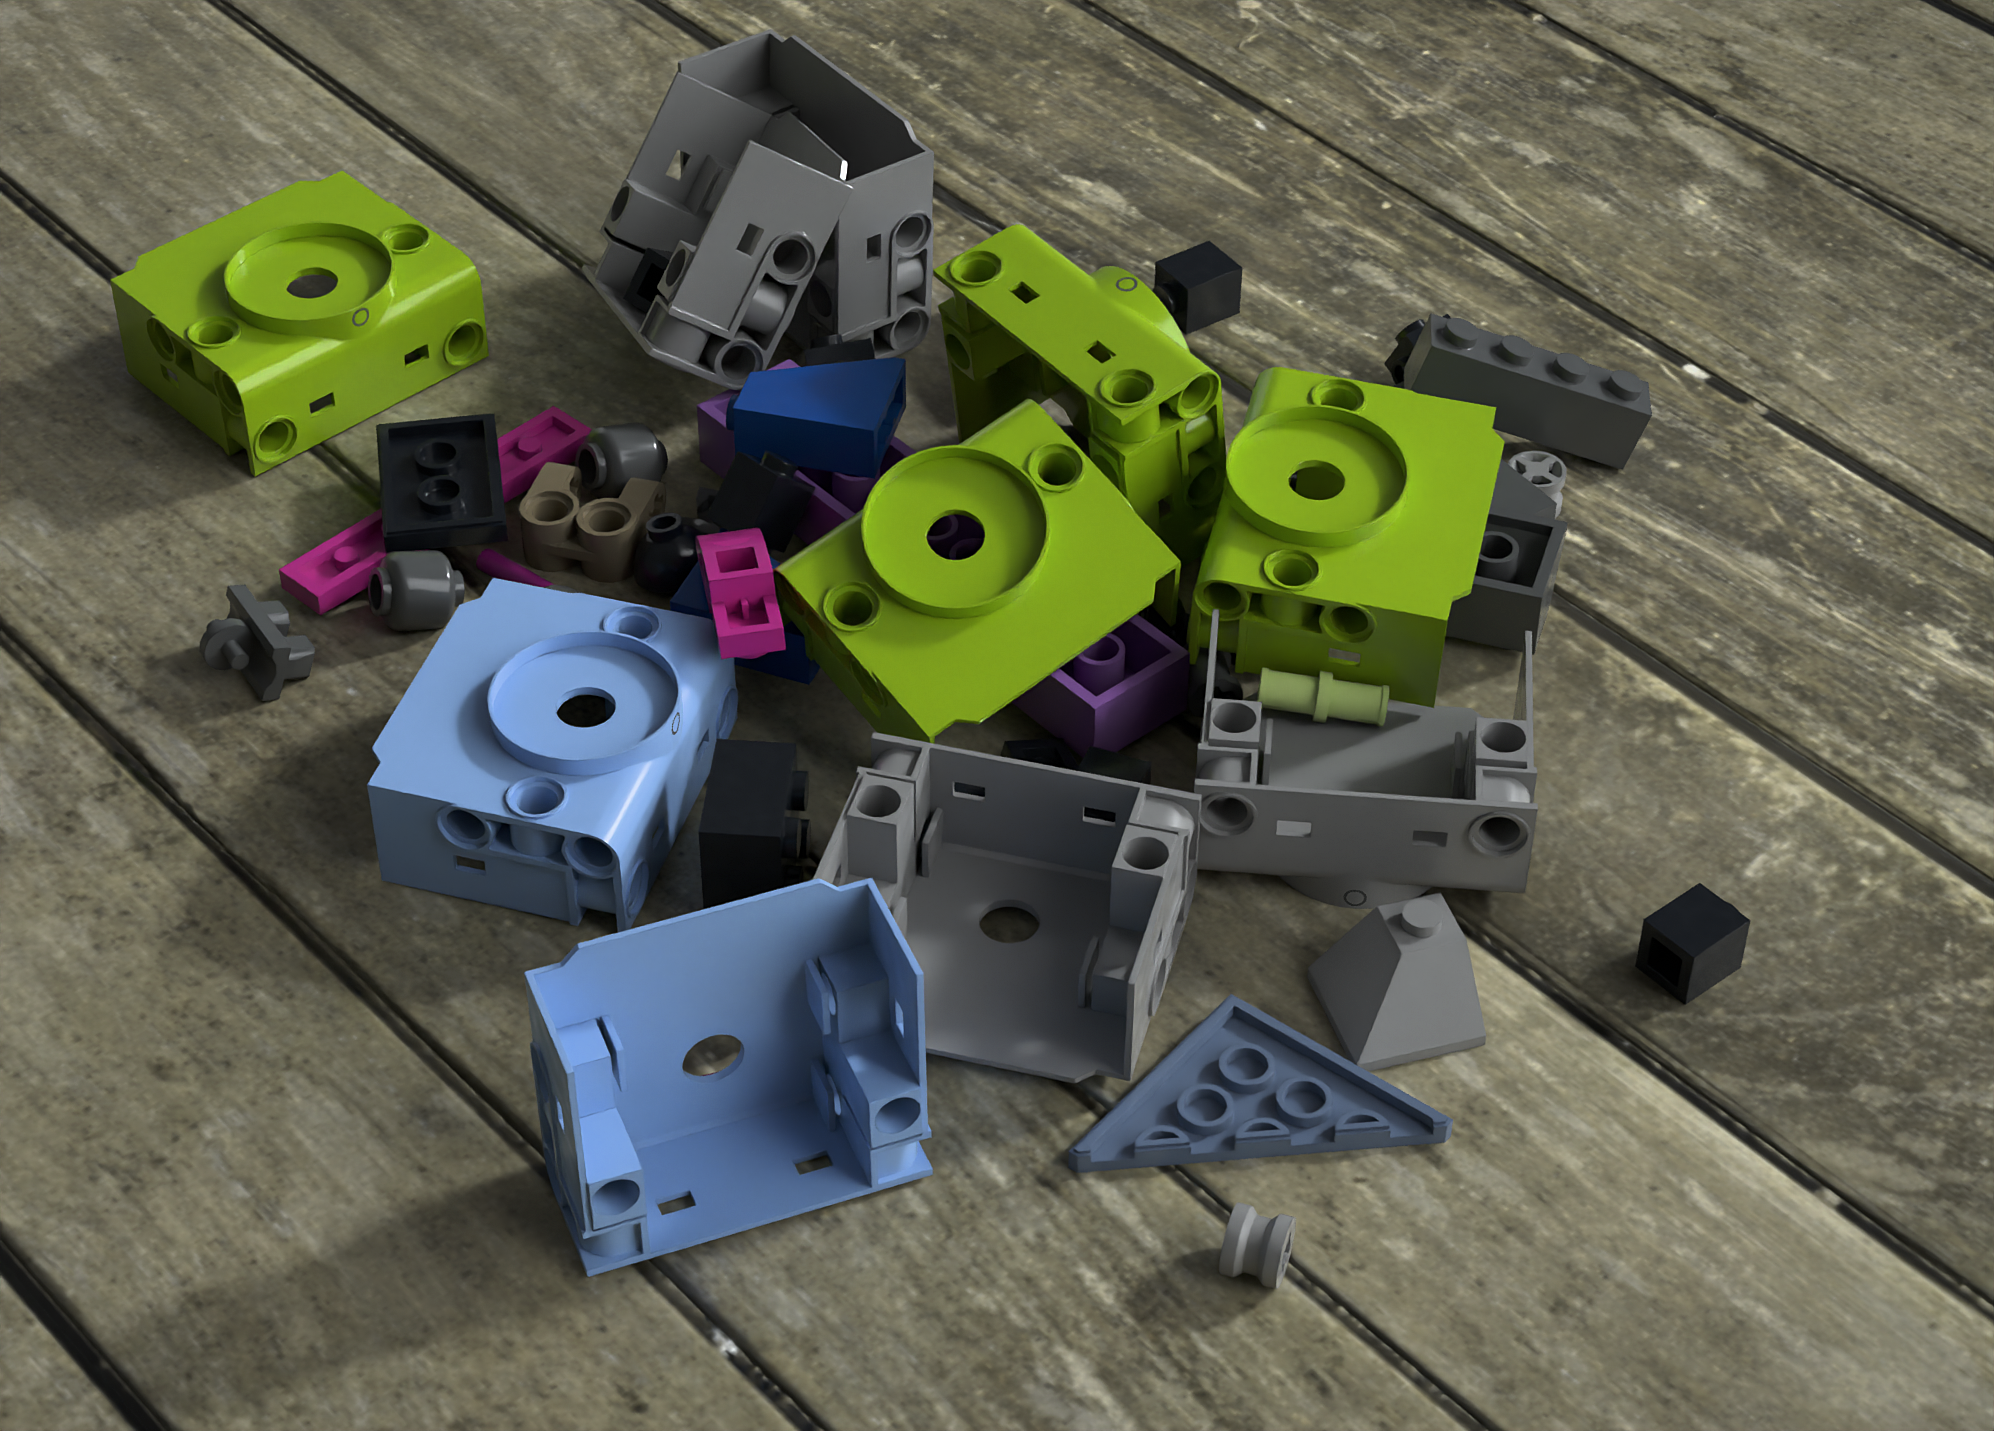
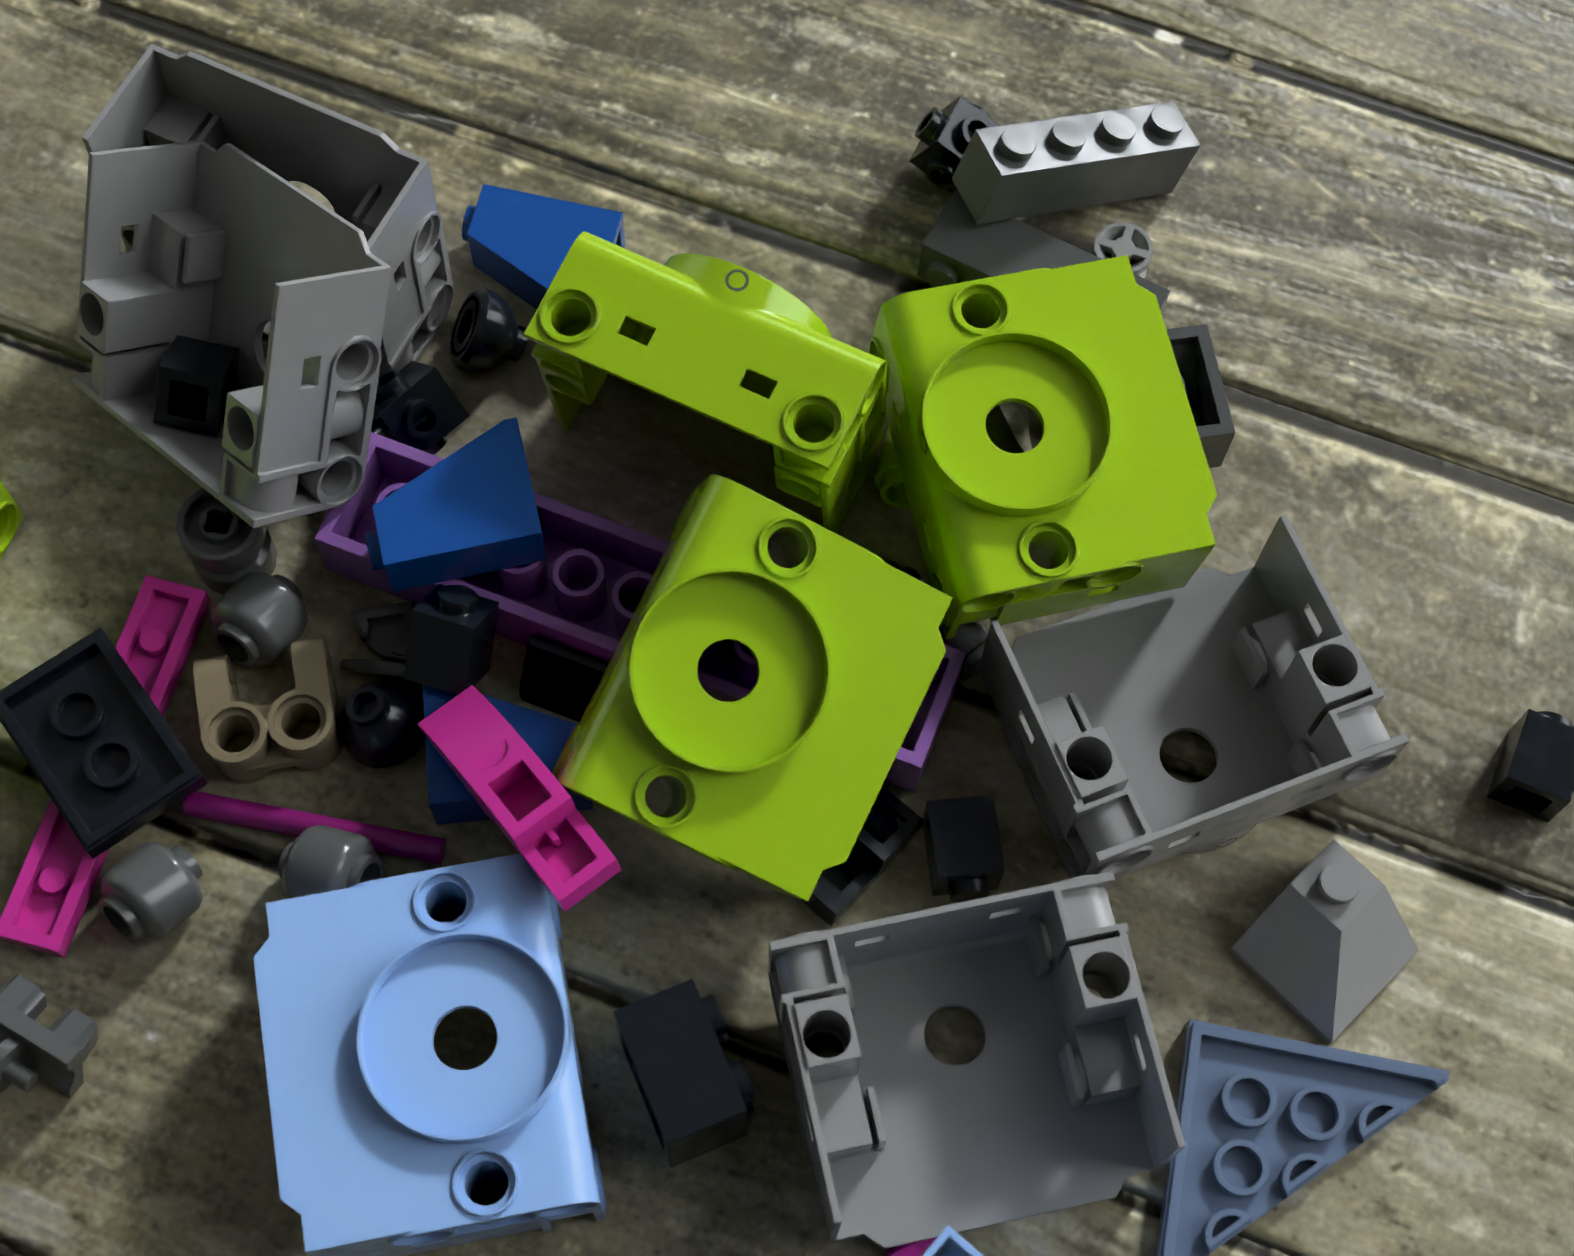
camera: 30 degrees left, 25 degrees up
(632, 389) = (222, 542): none -> dark grey wheel
(928, 358) = (485, 333): none -> black brick
(1199, 286) = (683, 132): black brick -> none
(1323, 697) = (1092, 630): yellowish green pin -> none

